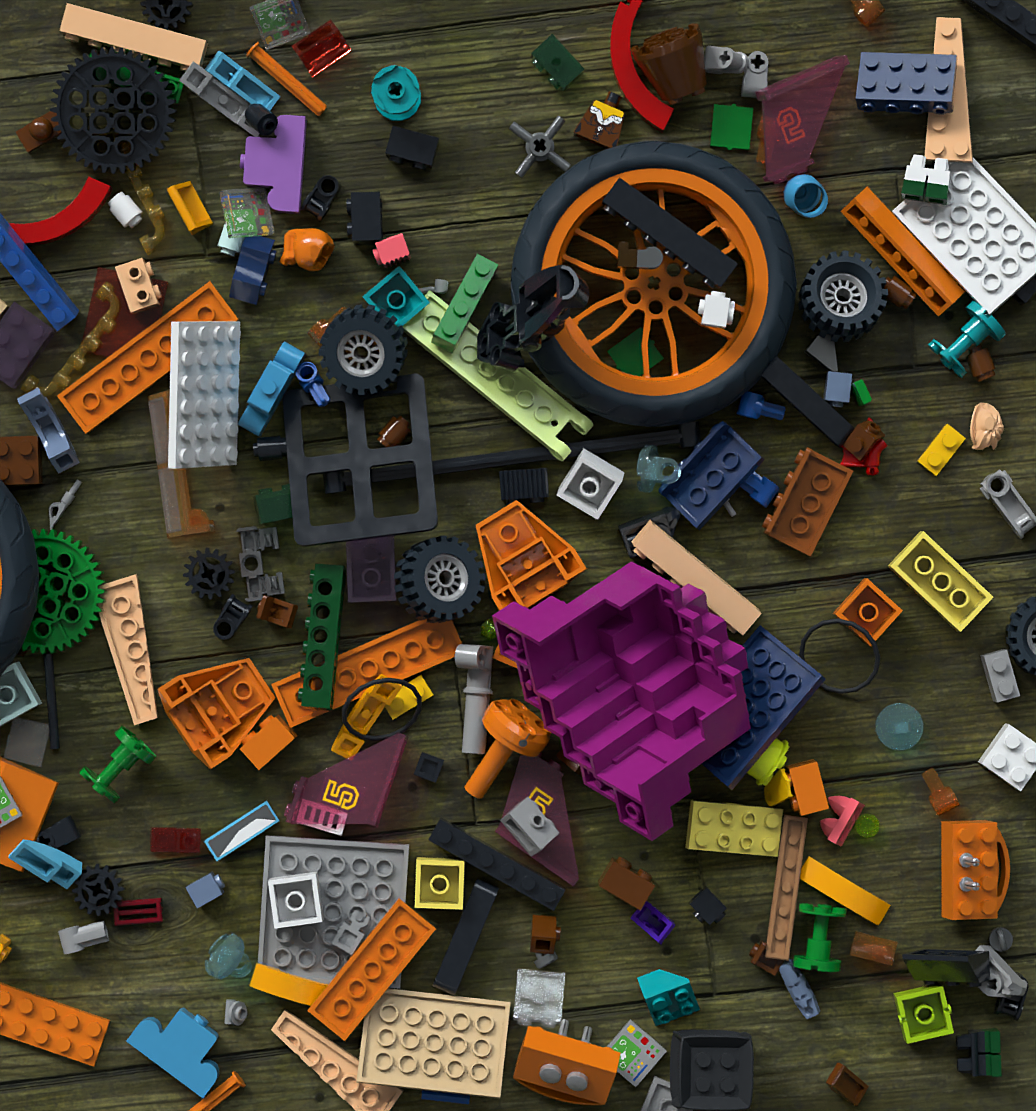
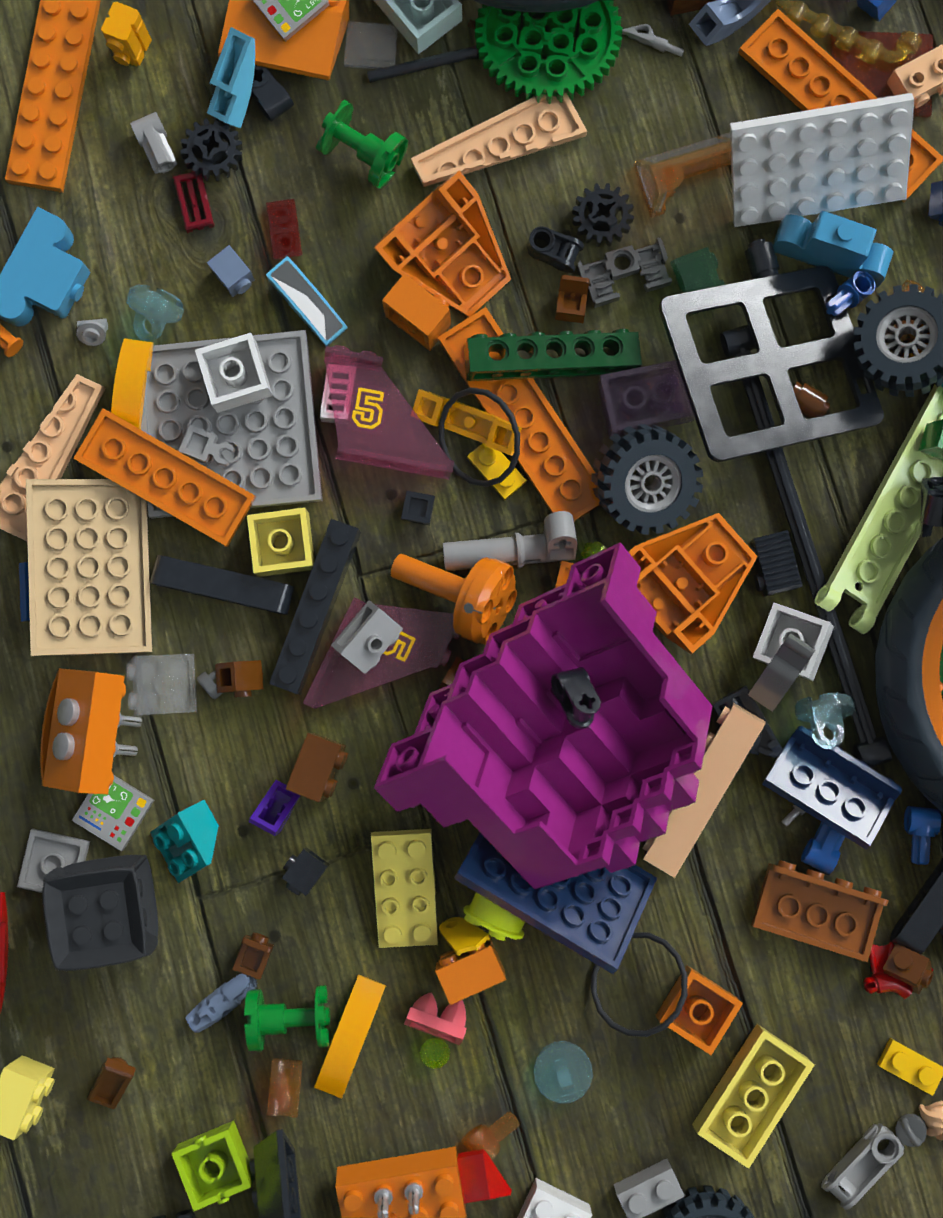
camera: 85 degrees right, 5 degrees down
(607, 671) = (576, 696): none -> black piece
(615, 503) = (781, 672): none -> dark grey piece
(786, 887) = (342, 964): medium nougat tile -> none
(967, 806) = (480, 1177): none -> red slope
(989, 460) = (911, 1130): none -> dark grey tile

